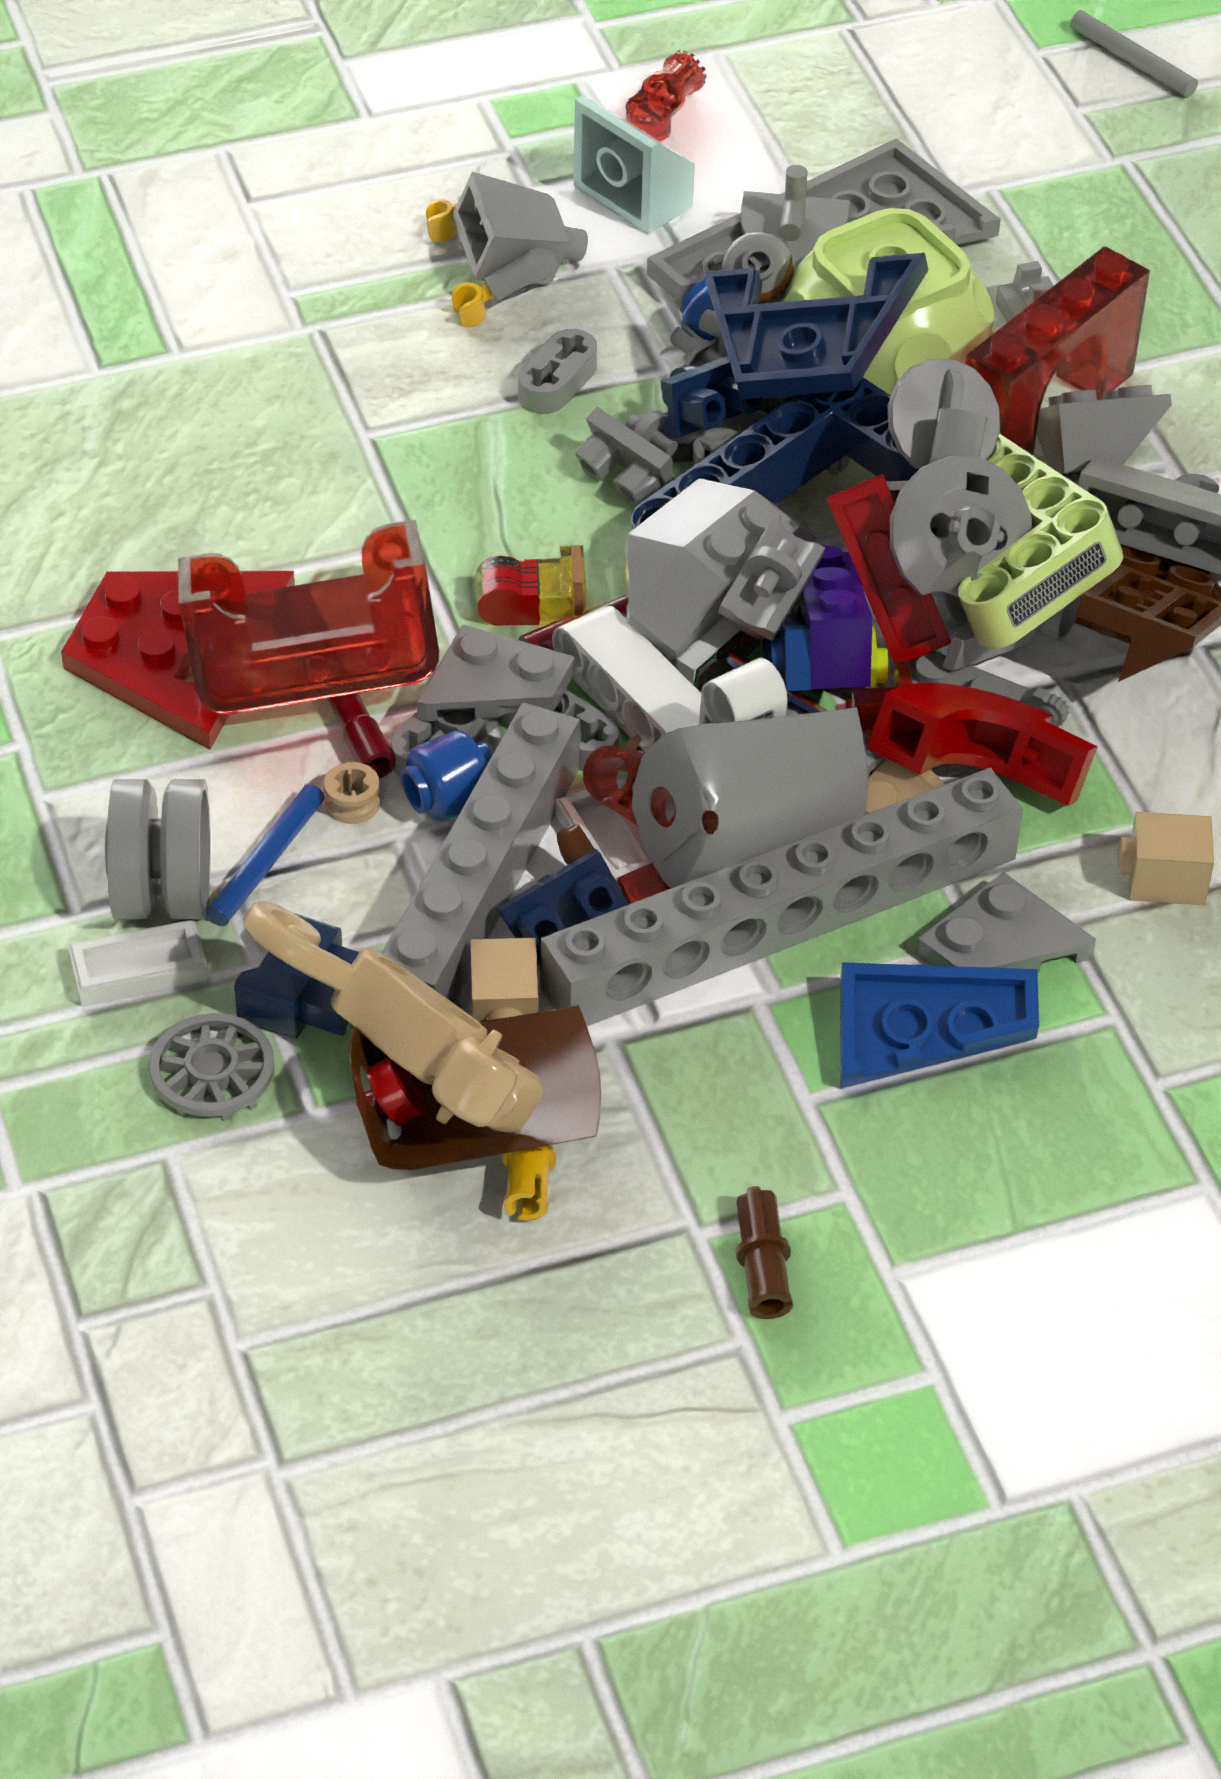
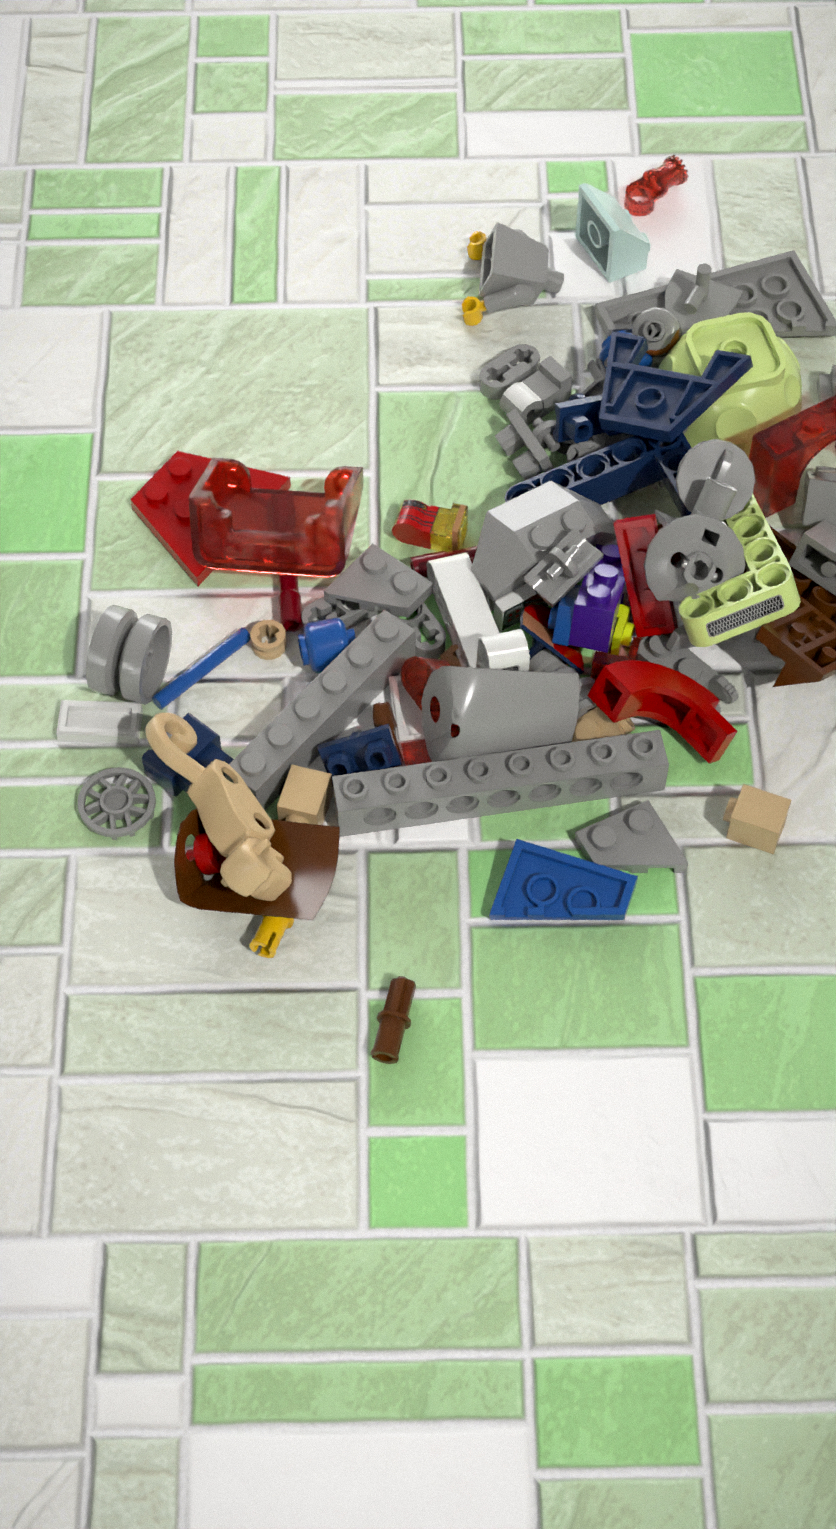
camera: 20 degrees right, 10 degrees up
(617, 383) = (539, 392): none -> light grey leg

